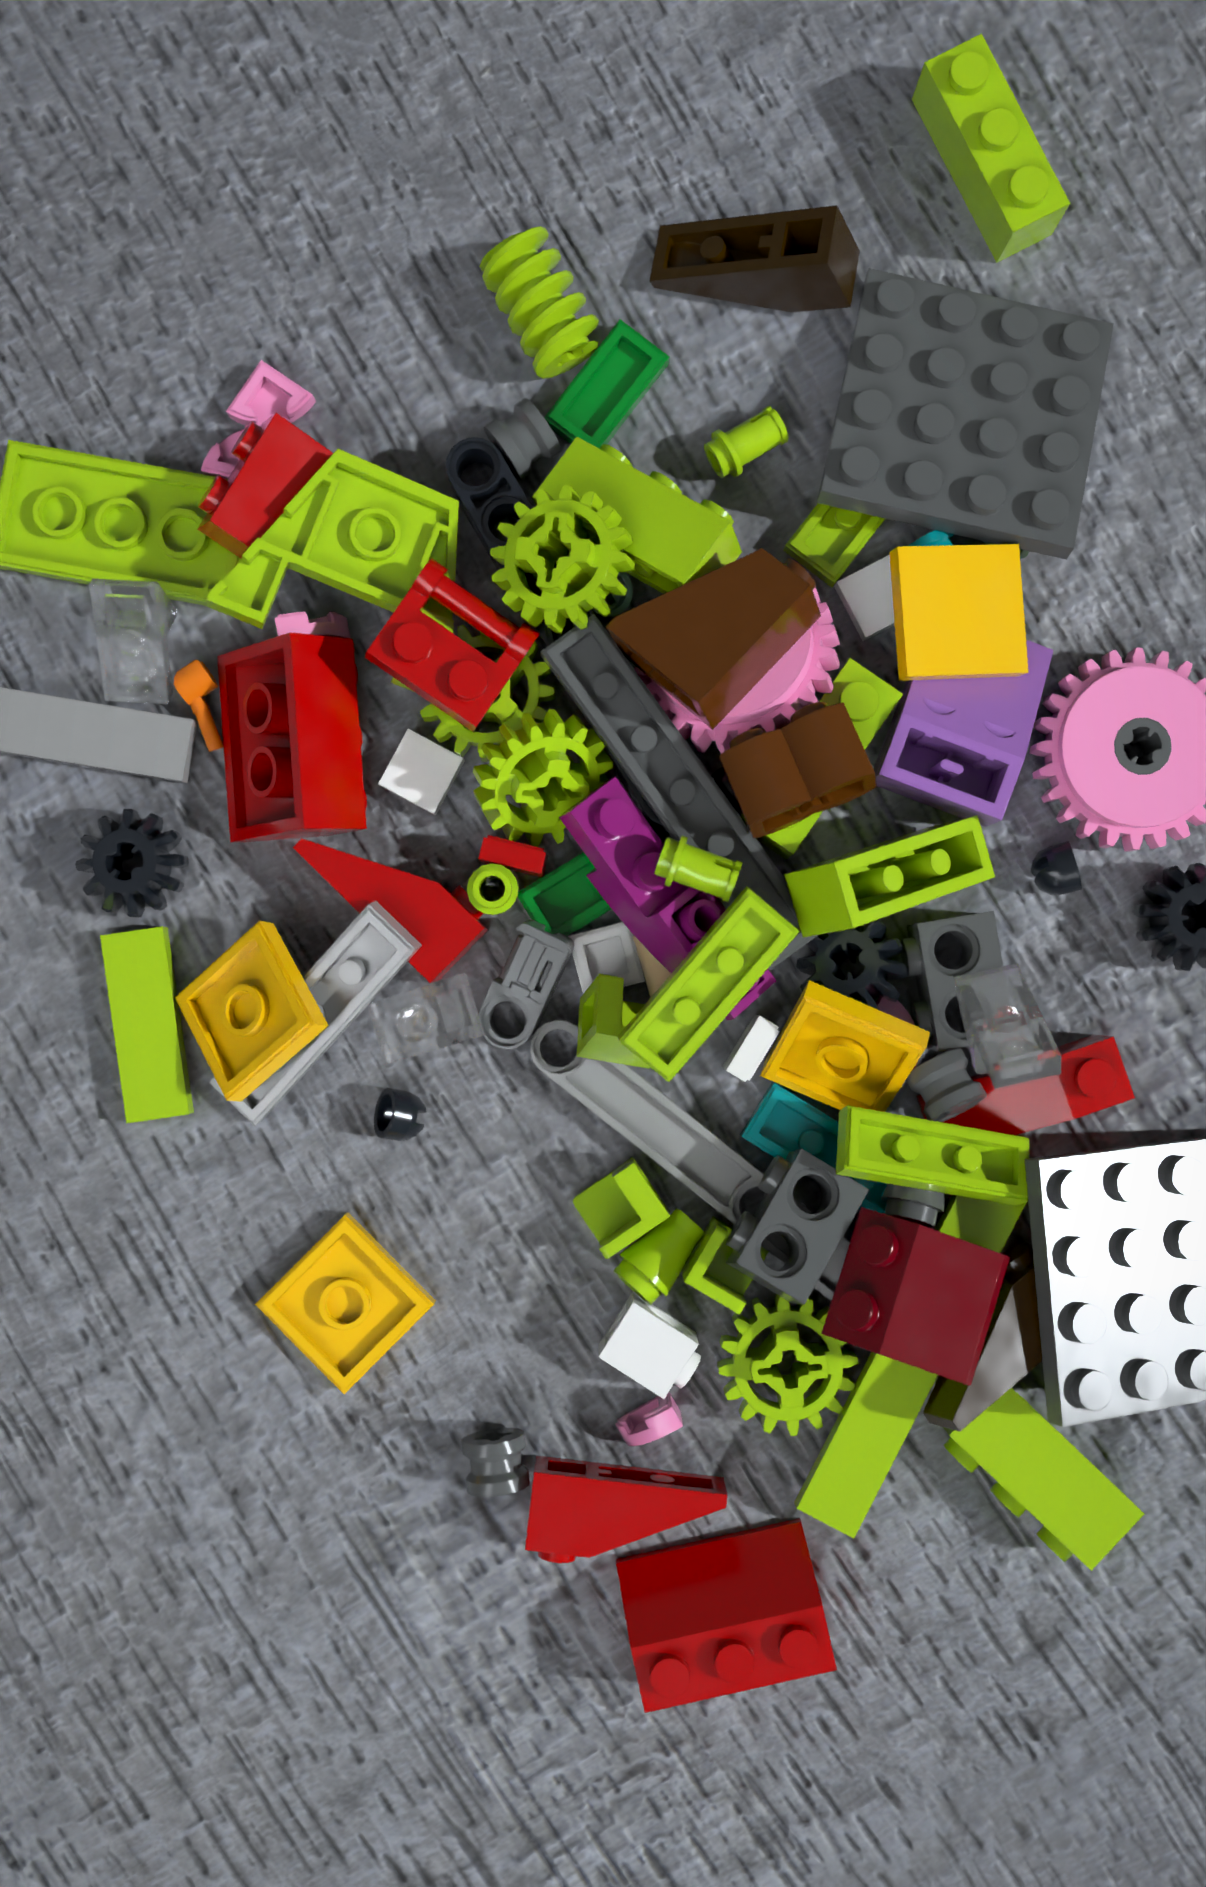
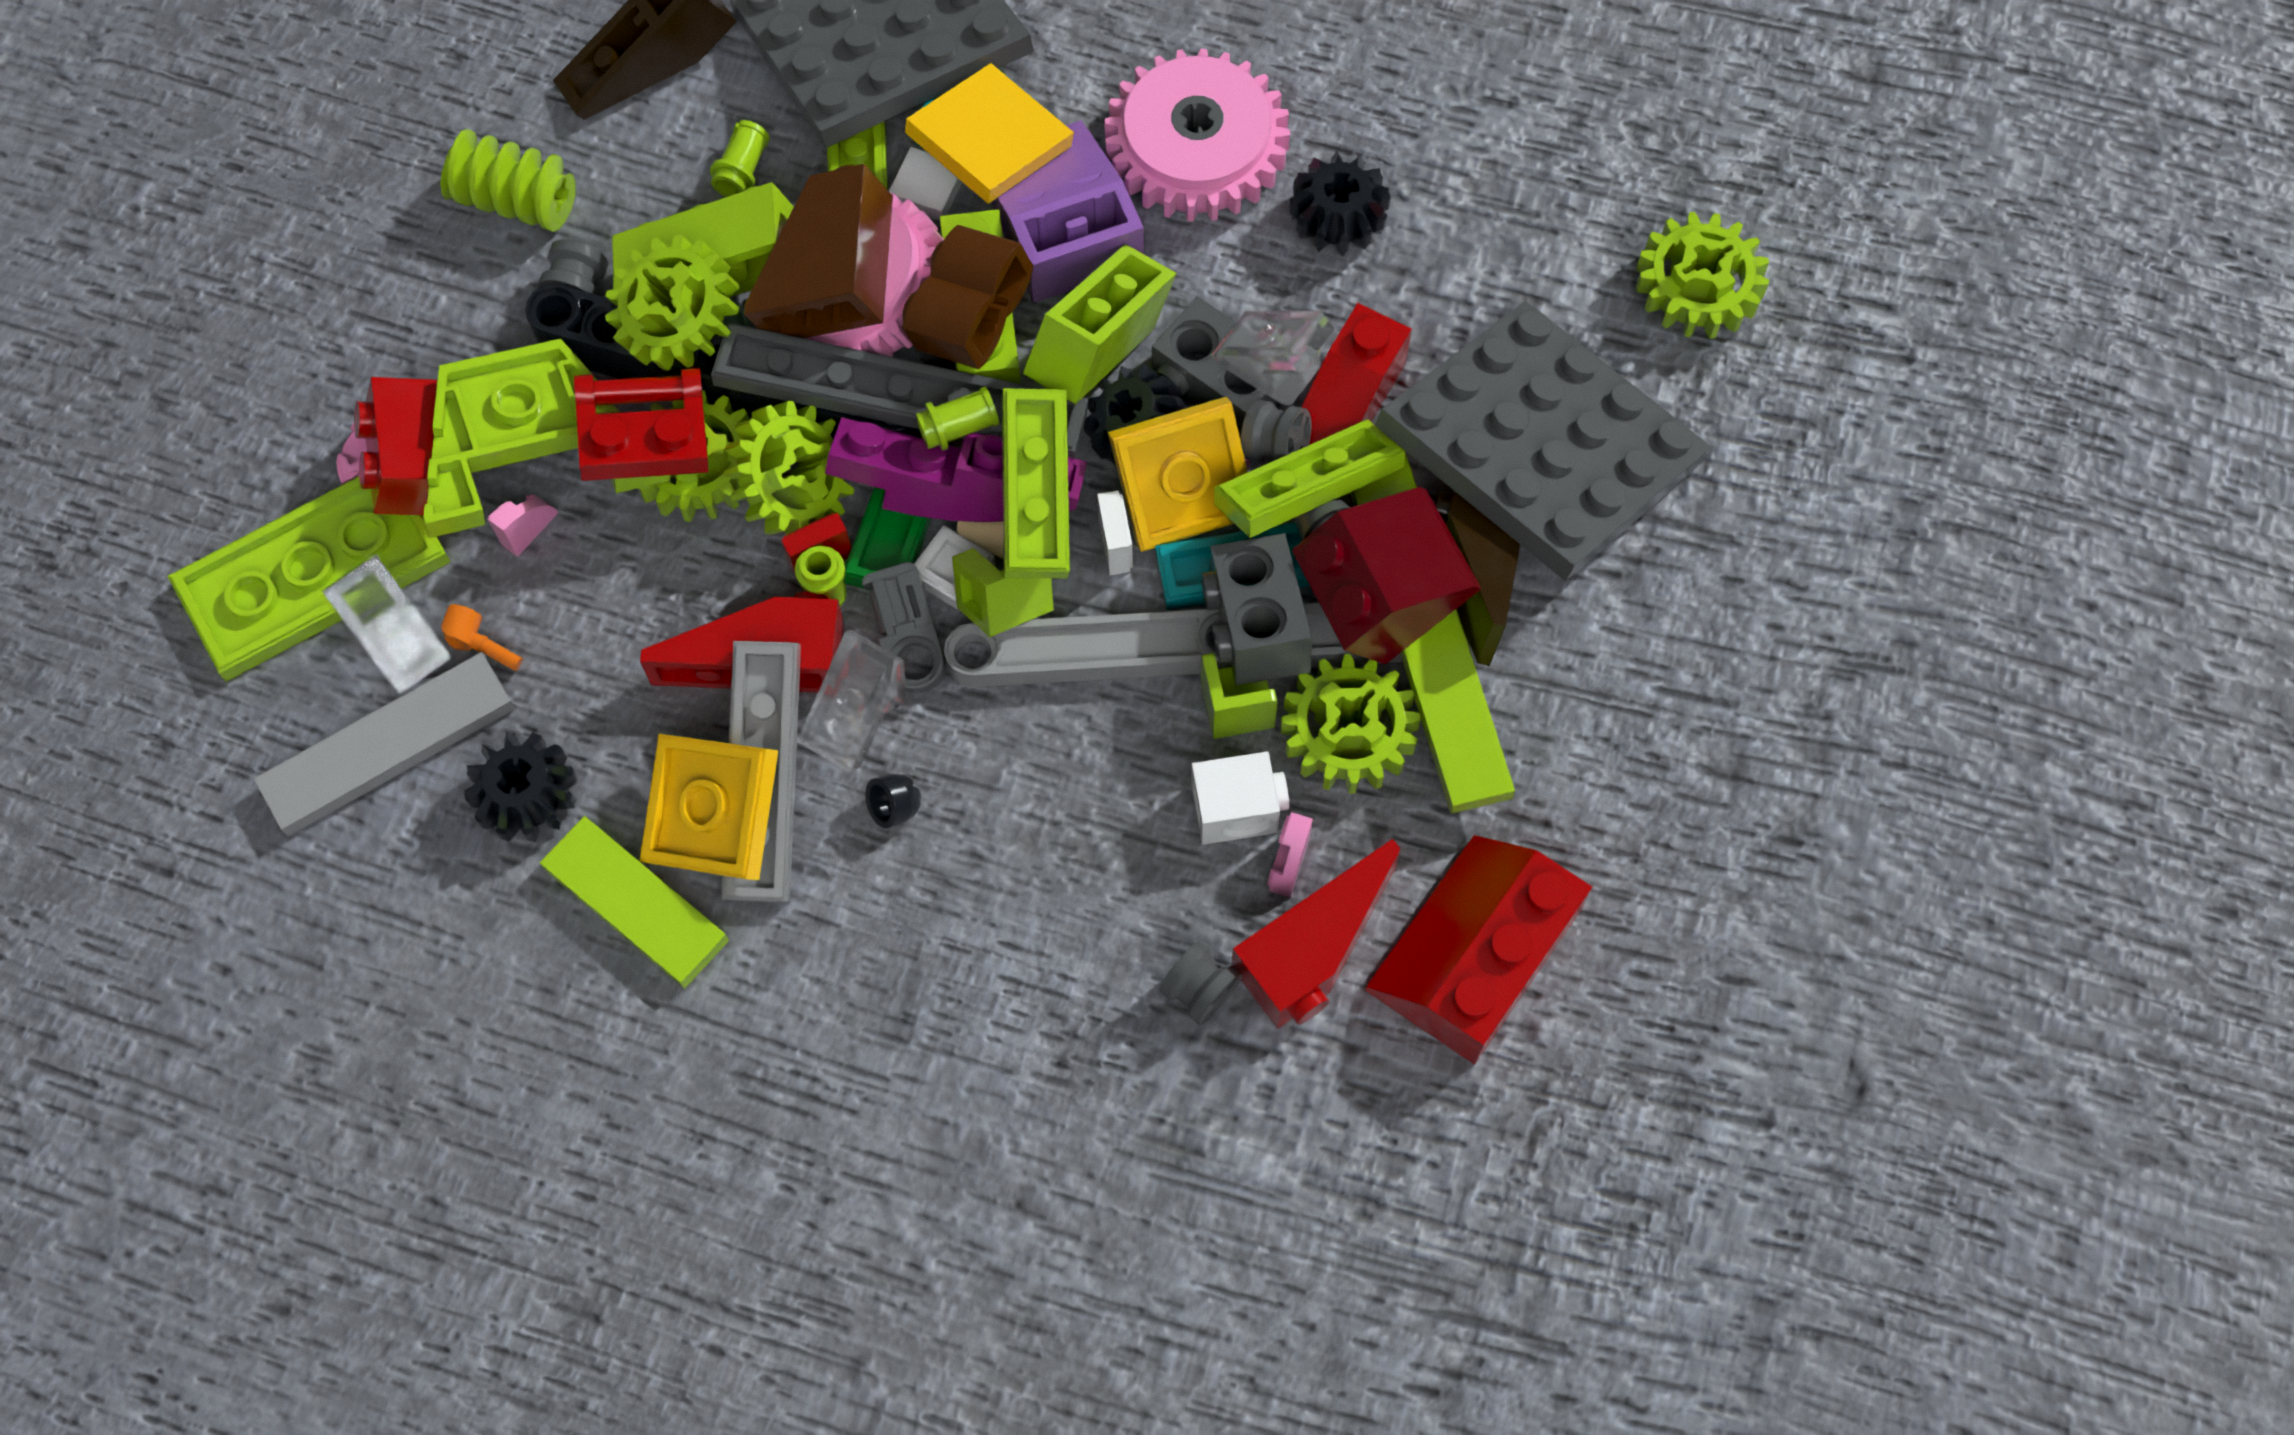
camera: 45 degrees left, 20 degrees down
(267, 394) = (341, 397): bright pink tile -> none
(292, 738) = (570, 602): red slope -> none
(345, 1303) = (976, 976): yellow tile -> none
(421, 772) = (694, 553): white tile -> none
(607, 387) = (606, 197): green tile -> none
(620, 1207) = (1123, 720): lime panel -> none
(659, 1256) = (1183, 732): lime cone -> none
(1047, 1477) = (1602, 640): lime brick -> none
(1056, 870) = (1220, 248): black hinge -> none

